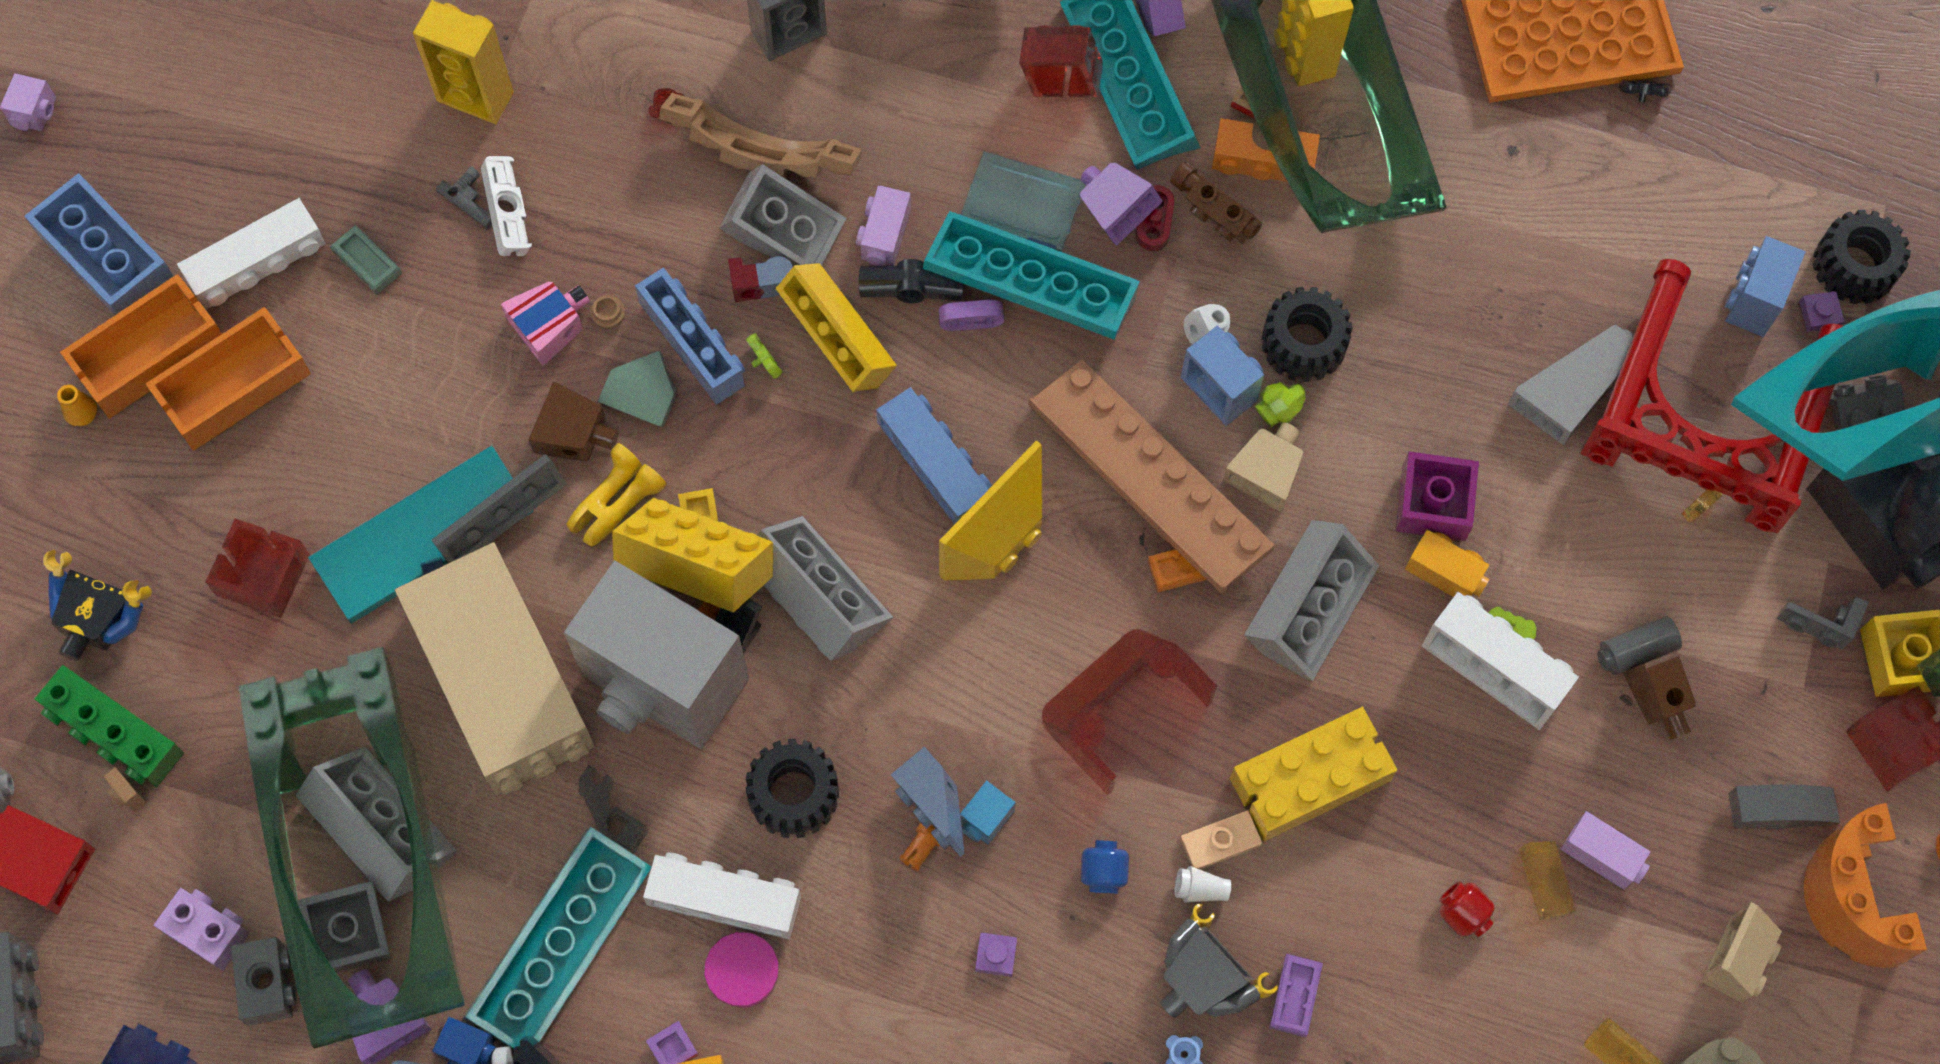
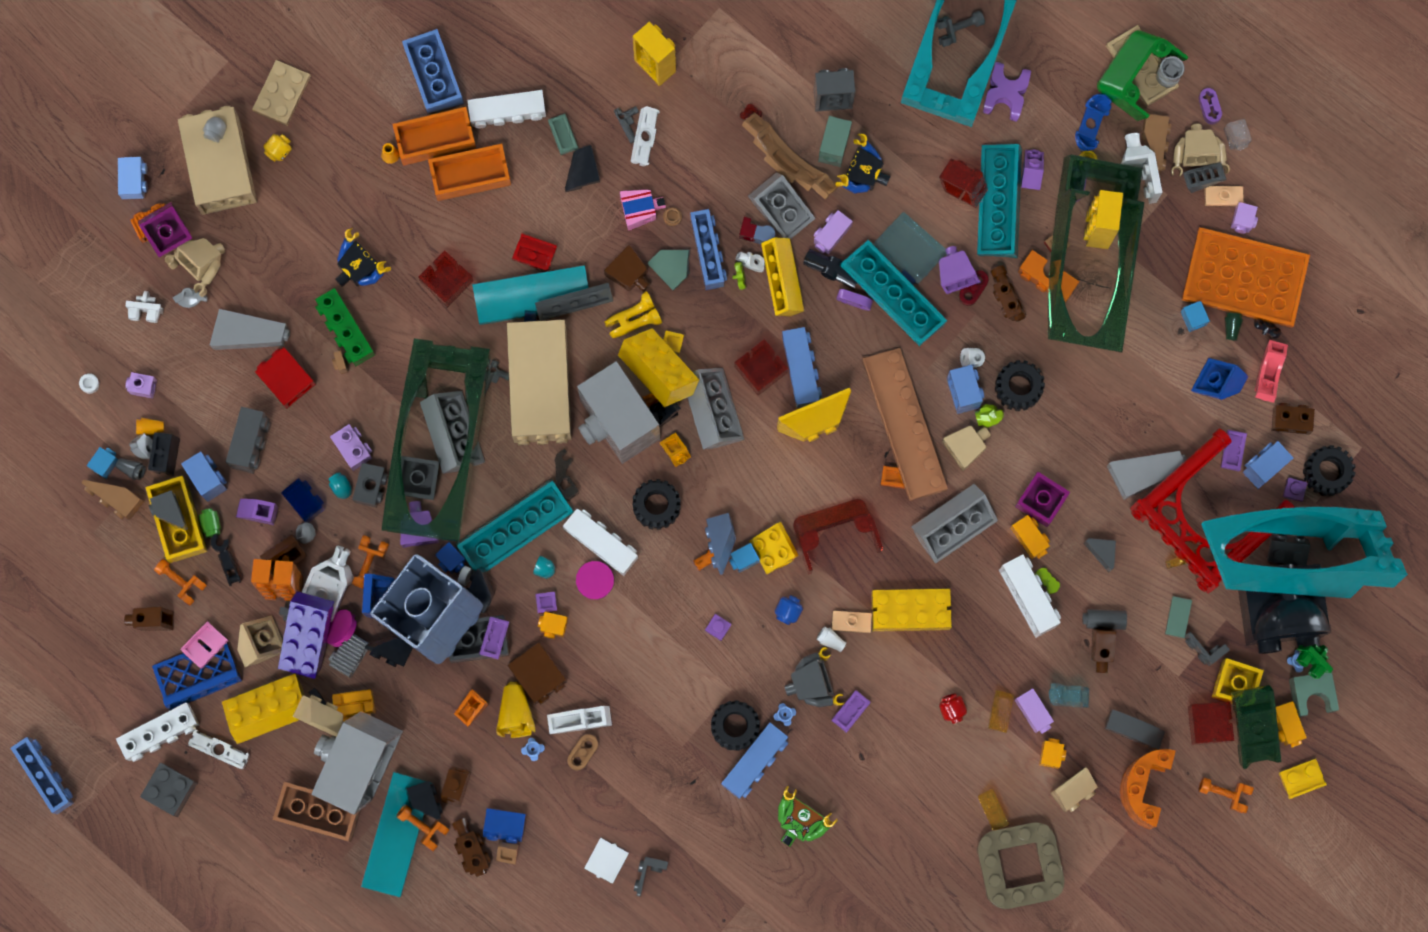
camera: 25 degrees right, 10 degrees up
(209, 1006) = (340, 485): none -> teal piece
(396, 464) = (534, 252): none -> red plate
(413, 697) = (494, 376): none -> dark grey hose
(423, 300) = (582, 170): none -> black slope
(642, 987) = (544, 568): none -> teal piece
(767, 327) = (748, 261): none -> white piece
(783, 683) = (675, 449): none -> light orange bracket
(823, 84) = (834, 141): none -> sand green piece
(868, 491) = (760, 370): none -> clear red piece
(890, 108) = (864, 169): none -> torso
(1031, 772) = (774, 548): none -> yellow plate
(1525, 115) = (1195, 316): none -> dark azure panel
(1577, 538) = (1103, 551): none -> dark grey slope
(1589, 104) = (1232, 325): none -> clear green cone
(1615, 191) = (1220, 379): none -> blue slope
(1649, 799) = (1069, 696): none -> clear light blue brick
(1672, 911) = (1052, 753): none -> light orange brick
(1685, 147) = (1270, 371): none -> coral arch
(1699, 297) = (1233, 453): none -> medium lavender plate
(1752, 591) = (1178, 617): none -> sand green tile
(1760, 204) = (1293, 419): none -> reddish brown brick

